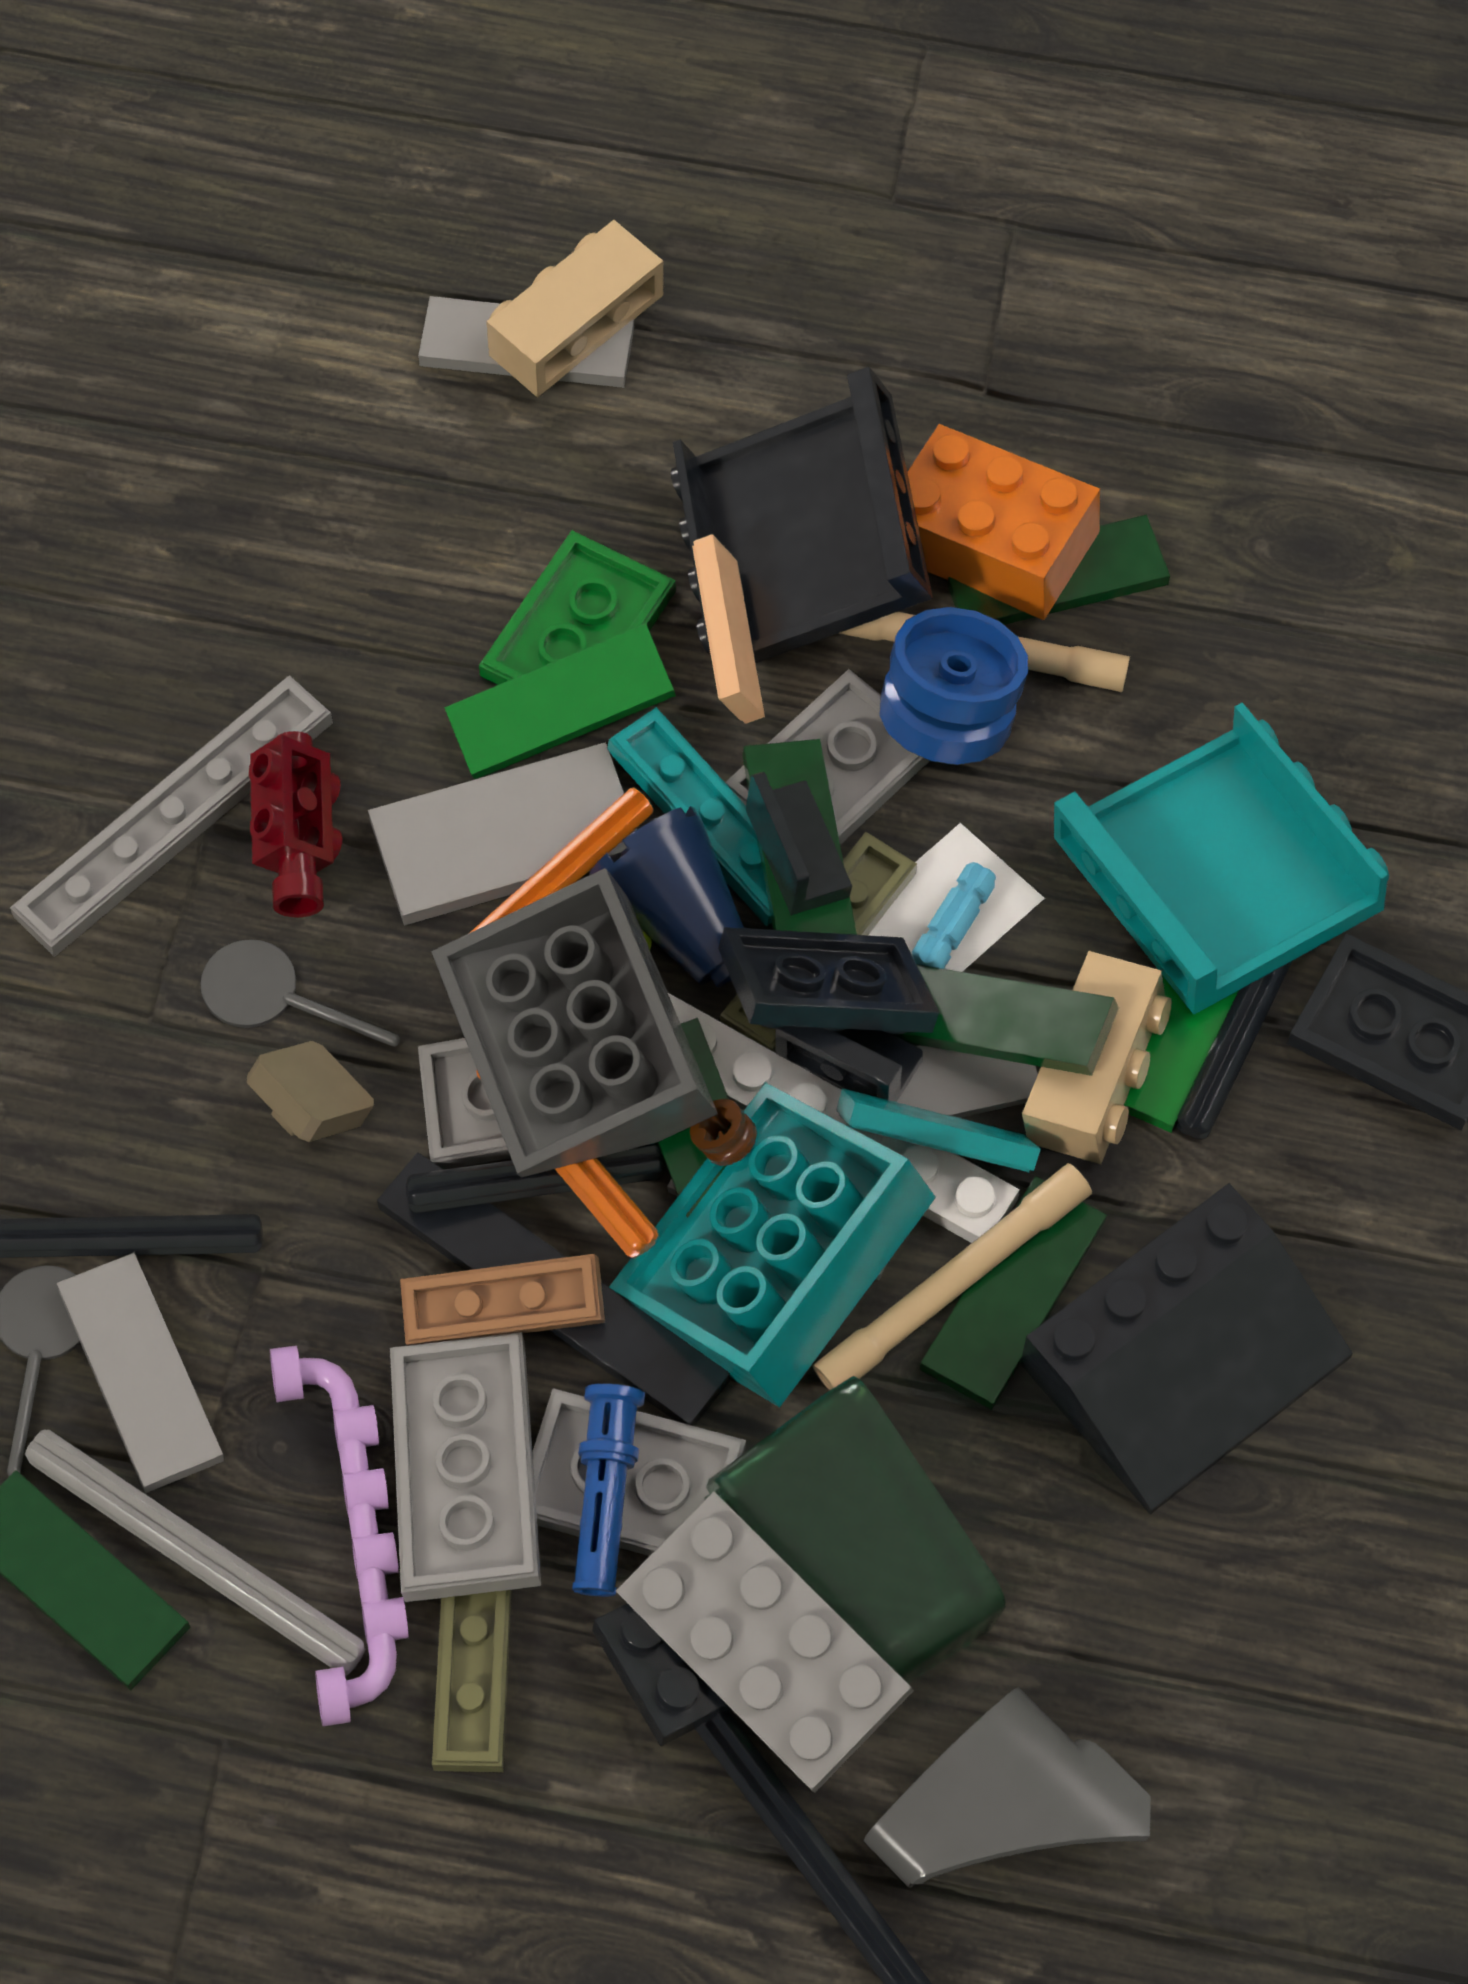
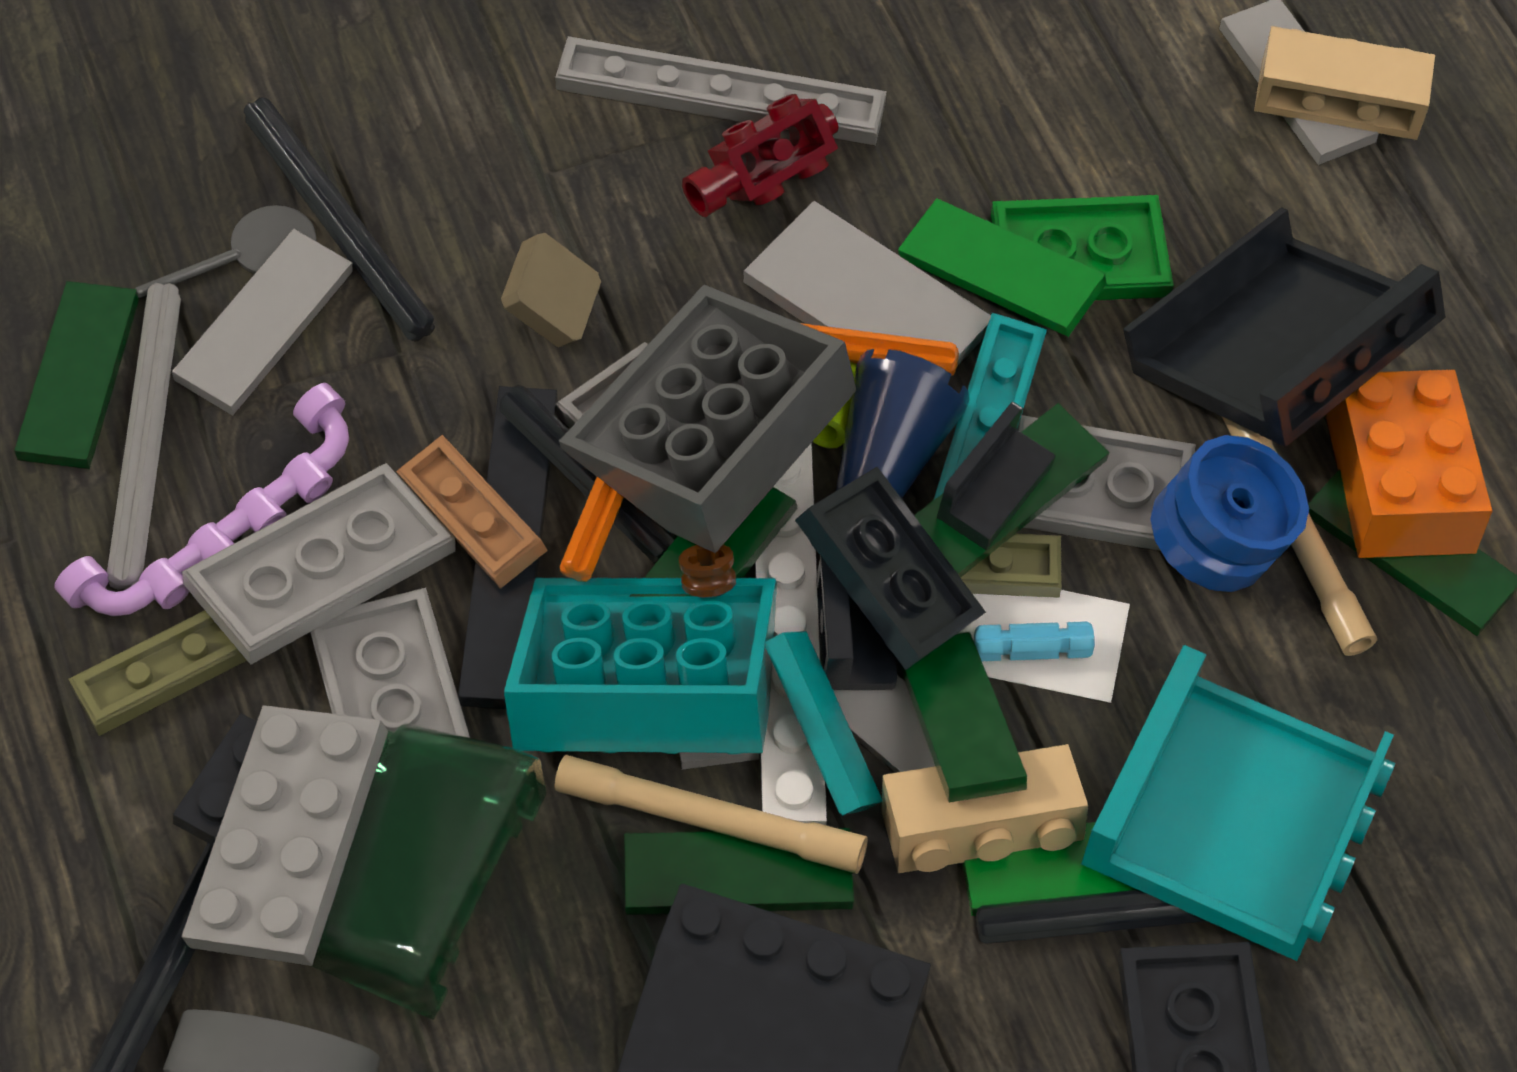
camera: 55 degrees right, 5 degrees down
(256, 983) = (624, 217): dark grey piece -> none
(608, 1456) = (383, 648): blue pin -> none
(728, 629) = (1148, 333): light nougat tile -> none

